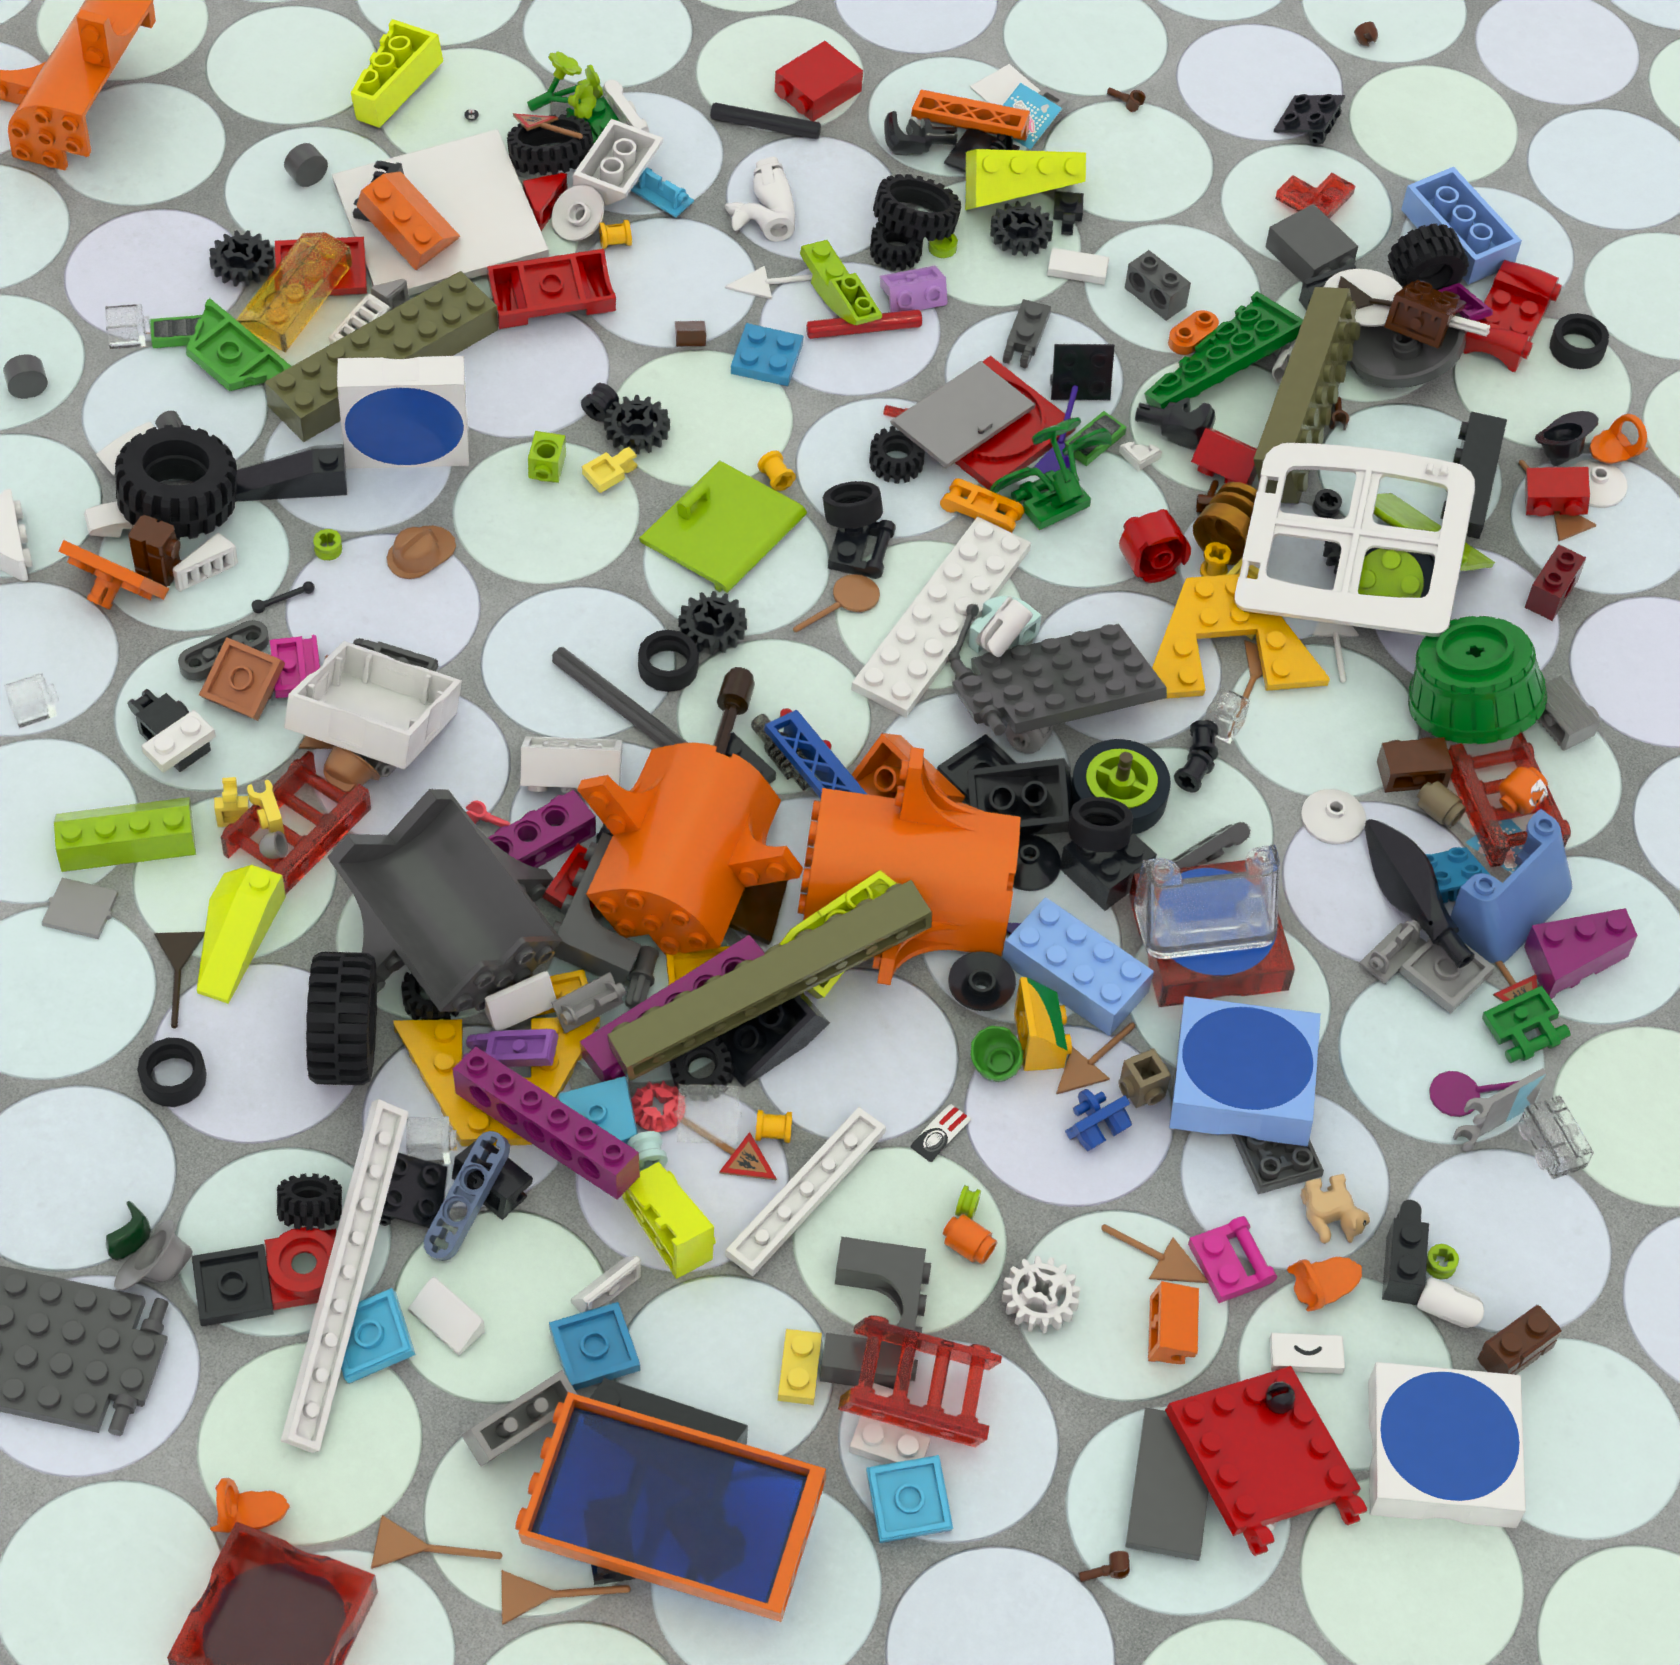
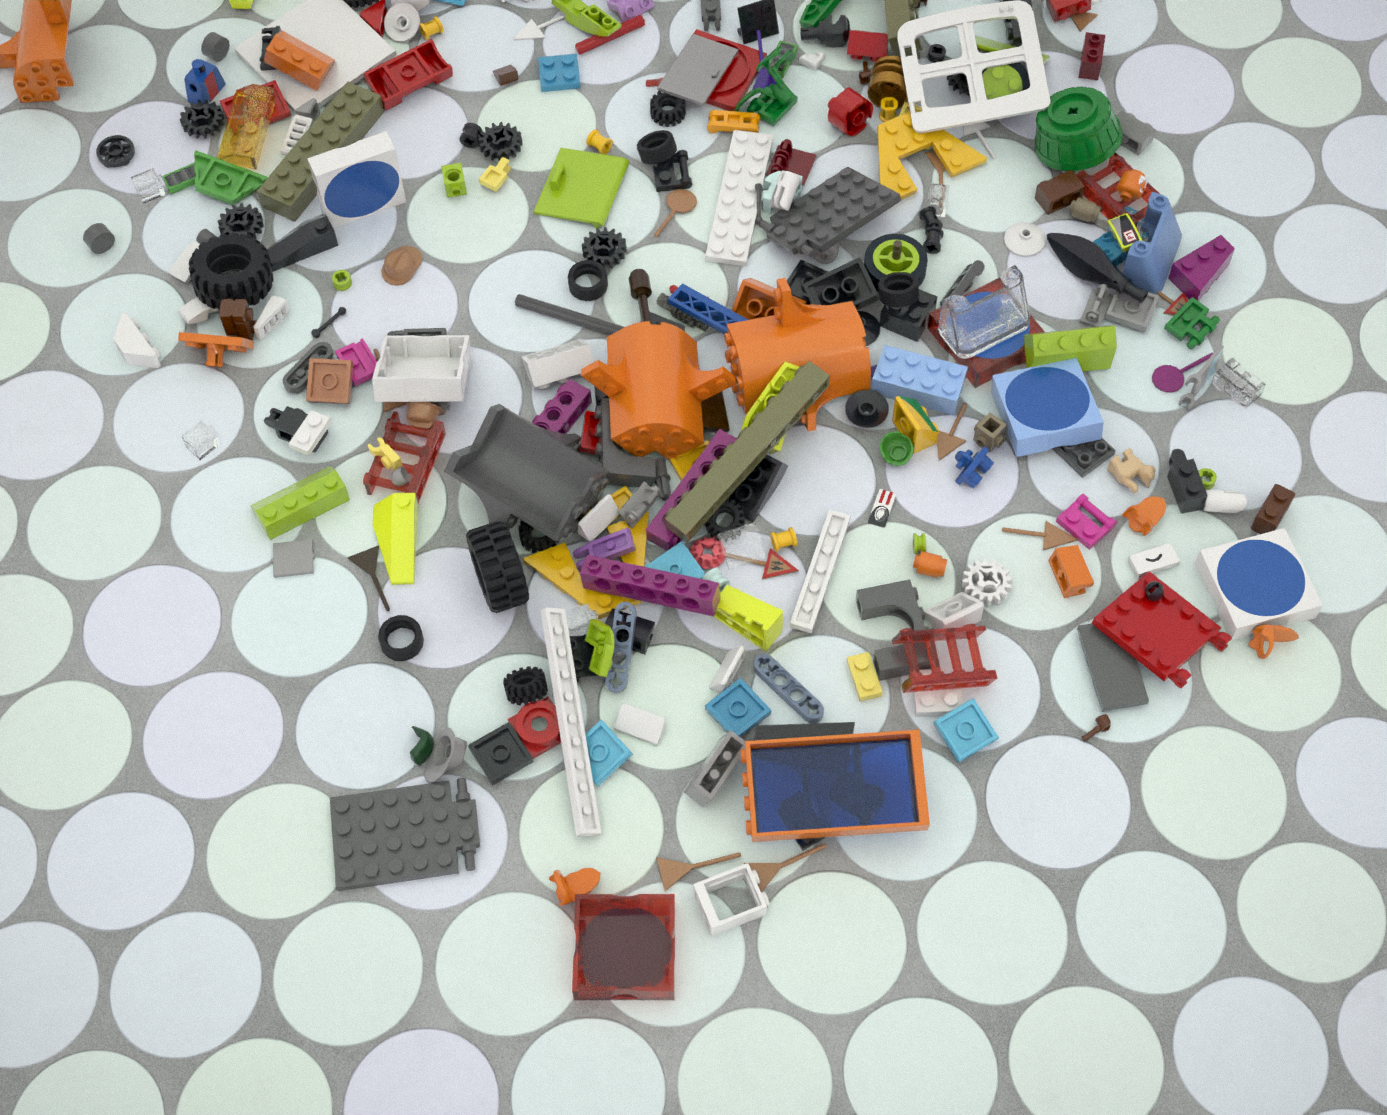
camera: 15 degrees left, 5 degrees up
(106, 264) = (115, 151): none -> black wheel
(227, 417) = (241, 221): none -> black gear
(230, 805) = (361, 462): light yellow plate -> none
(265, 208) = (203, 82): none -> blue torso
(441, 1174) = (602, 639): none -> lime plate
(455, 1582) = (722, 880): none -> white window
(477, 812) = (522, 414): coral hand -> none
(681, 1343) = (791, 686): none -> sand blue beam
(973, 1322) = (955, 612): none -> white slope
(1041, 589) = (791, 160): none -> dark red hinge
(1349, 1004) = (1091, 346): none -> lime slope
(1425, 1522) = (1272, 634): none -> orange piece
(1480, 852) = (1124, 231): none -> slope

